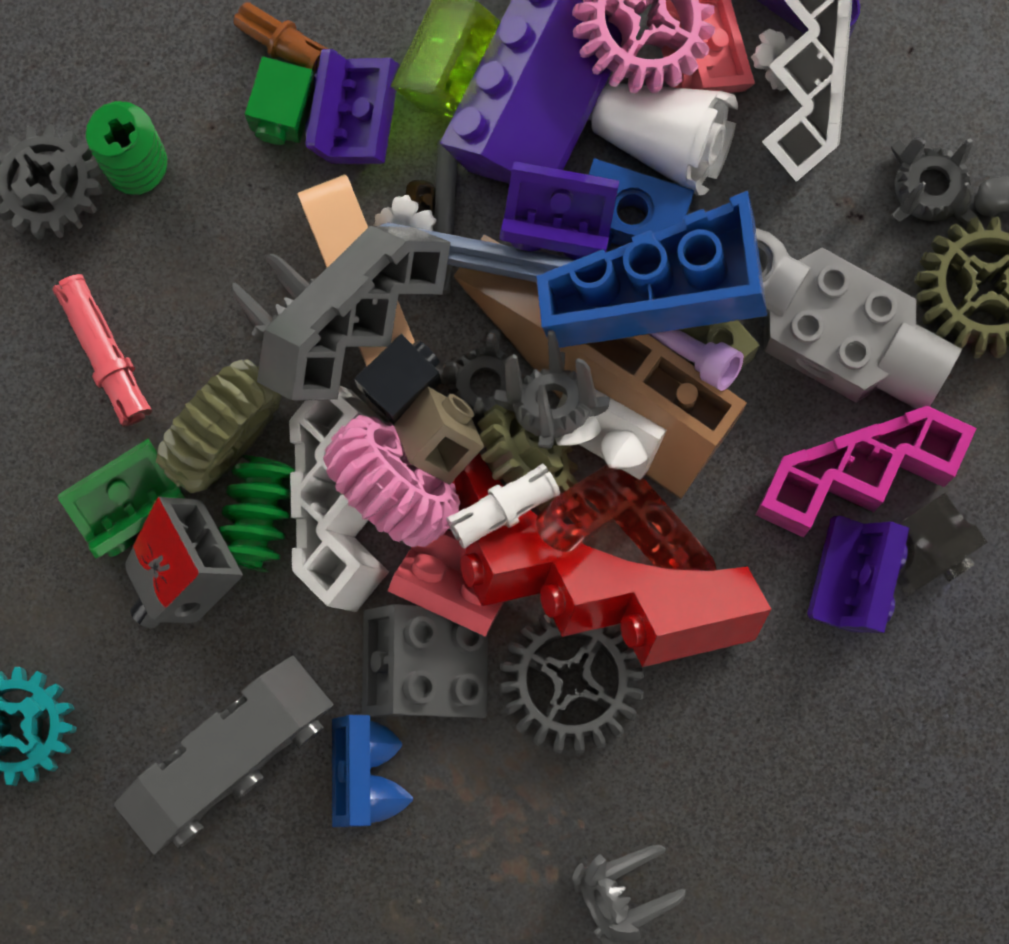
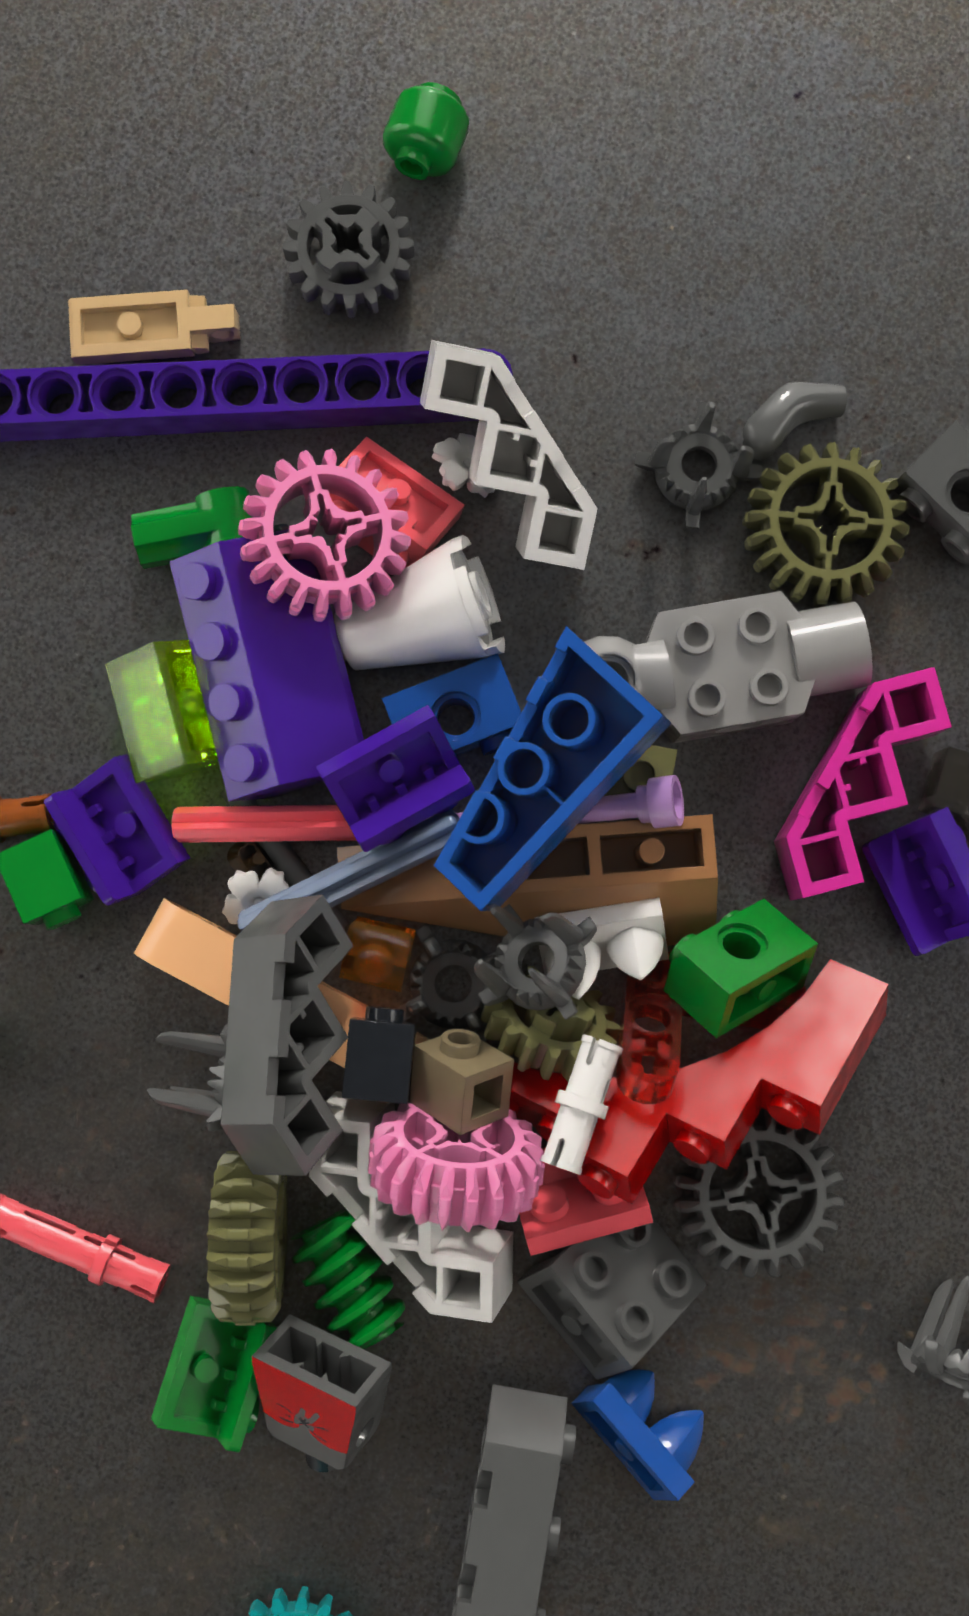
camera: 45 degrees left, 5 degrees up
(448, 177) = (260, 824): none -> coral axle
(453, 318) = (378, 954): none -> clear orange bracket
(682, 518) = (739, 967): none -> green brick

